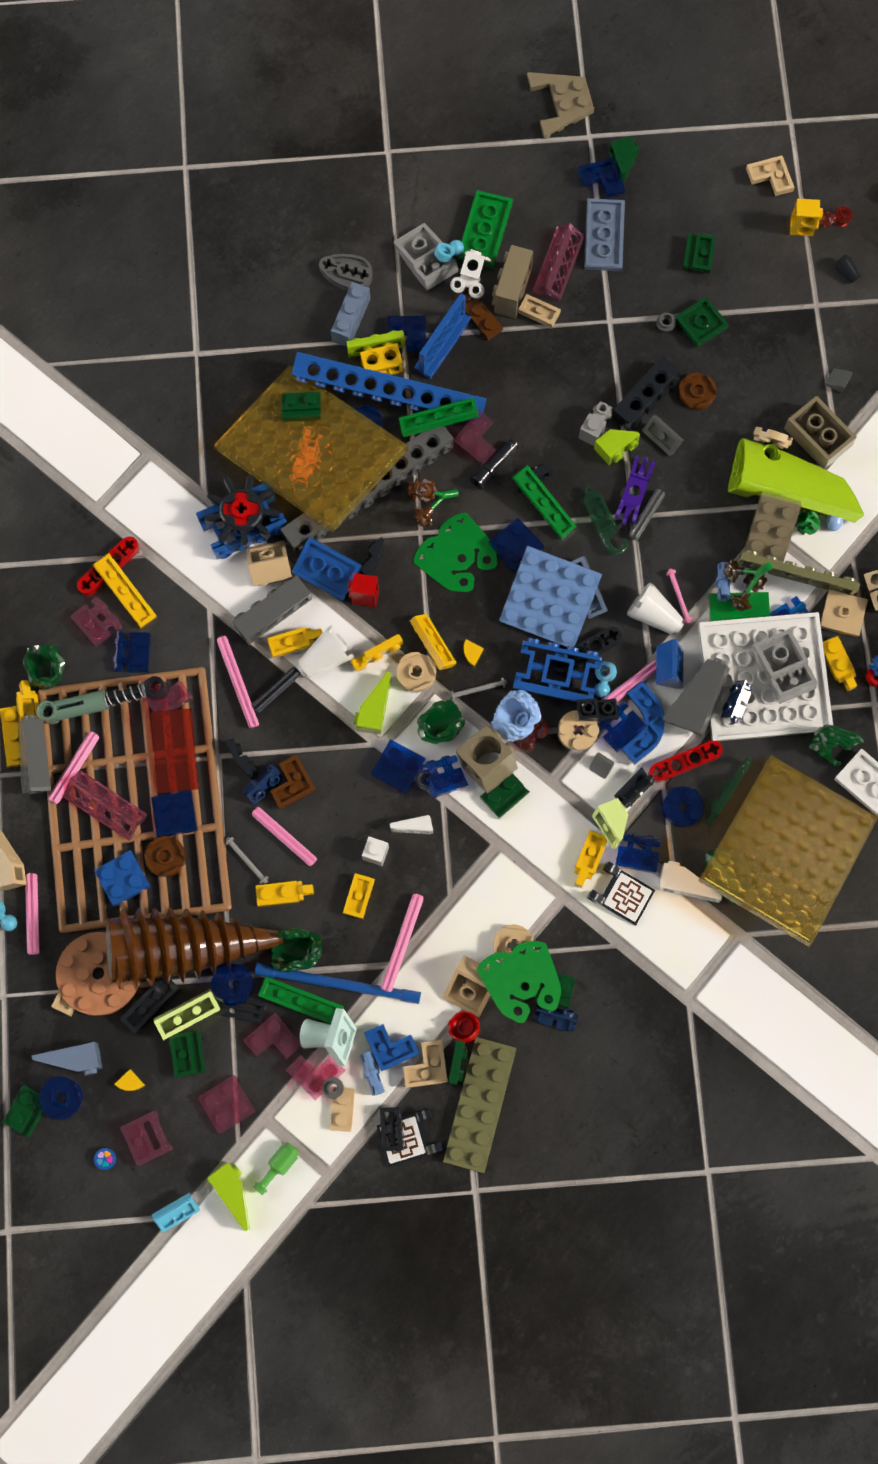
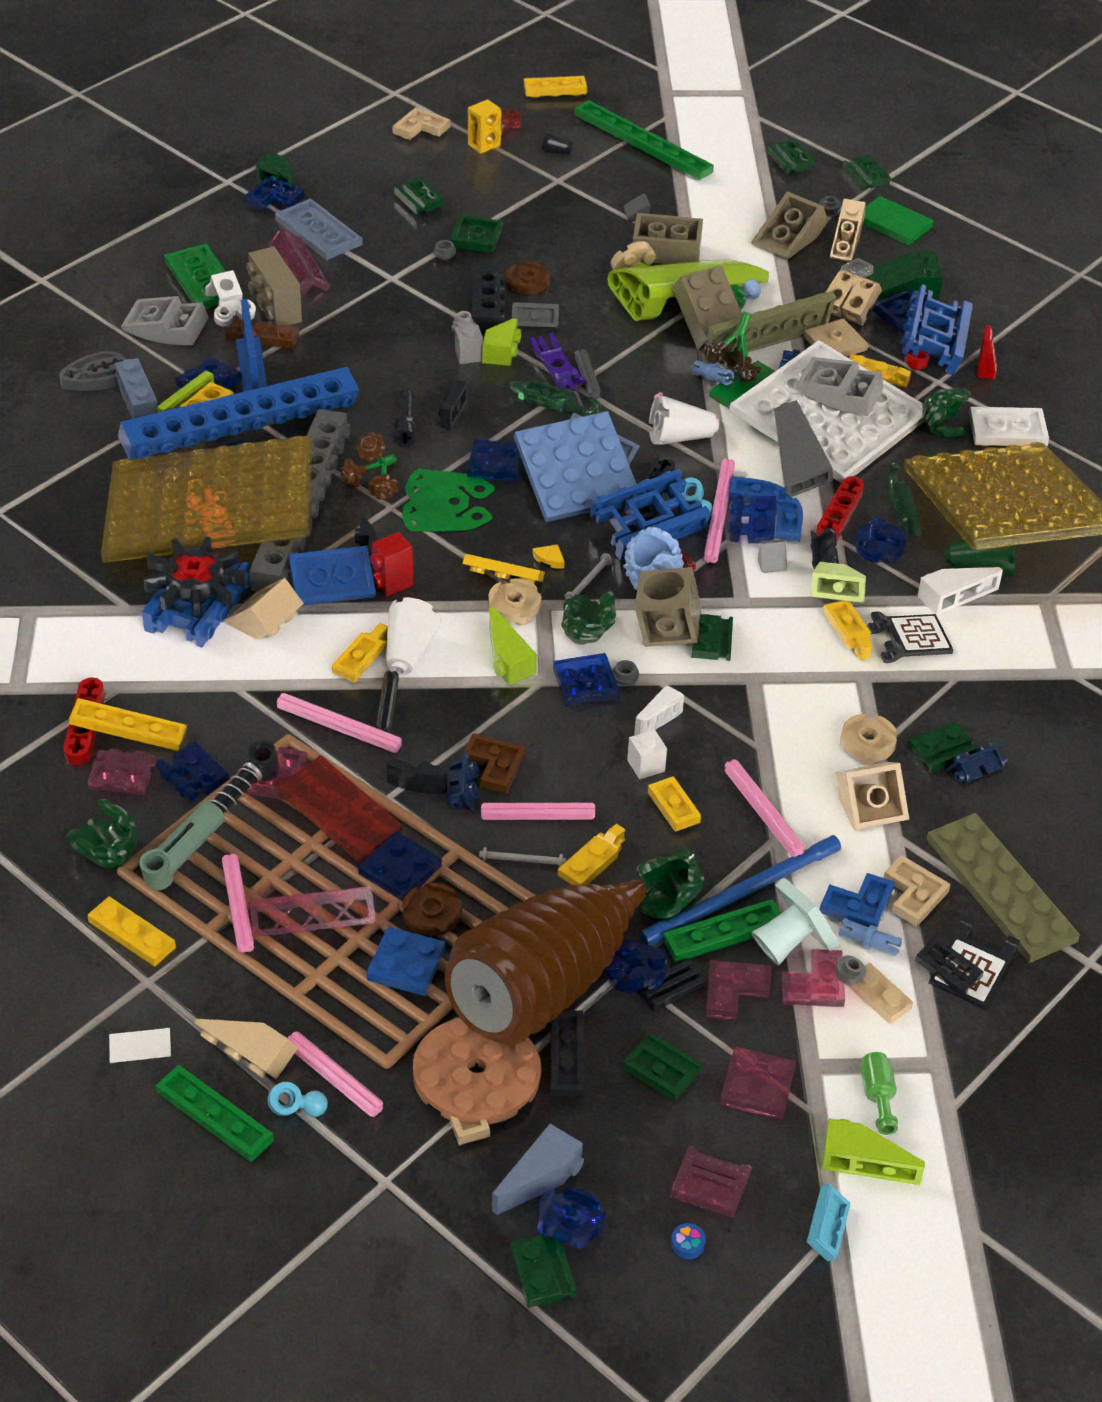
camera: 45 degrees left, 30 degrees down
(26, 700) = (125, 891): yellow hinge -> none
(33, 756) = (185, 917): dark grey slope -> none
(129, 1082) = (629, 1144): yellow tile -> none
(186, 1014) = (621, 1024): yellowish green brick -> none
(272, 610) = (310, 643): dark grey brick -> none
(301, 406) = (165, 471): dark green plate -> none
(377, 652) = (459, 607): yellow hinge -> none
(438, 417) = (317, 401): green plate -> none
(445, 782) = (644, 657): clear blue plate -> none
(446, 252) = (187, 297): medium azure plate -> none
(459, 1054) = (939, 859): dark green plate -> none
(464, 1026) = (908, 829): red hair -> none
(471, 438) = (365, 409): clear pink plate -> none
(516, 968) = (901, 743): green piece -> none
(539, 311) = (322, 300): tan plate -> none
(544, 502) = (485, 409): green tile -> none
(569, 96) = (175, 164): dark tan wing -> none
(577, 742) = (714, 531): tan plate -> none
(597, 709) = (723, 509): black slope -> none
(635, 858) = (893, 595): clear blue plate -> none
(670, 664) = (742, 445): blue slope -> none
(739, 692) = (830, 433): hinge -> none

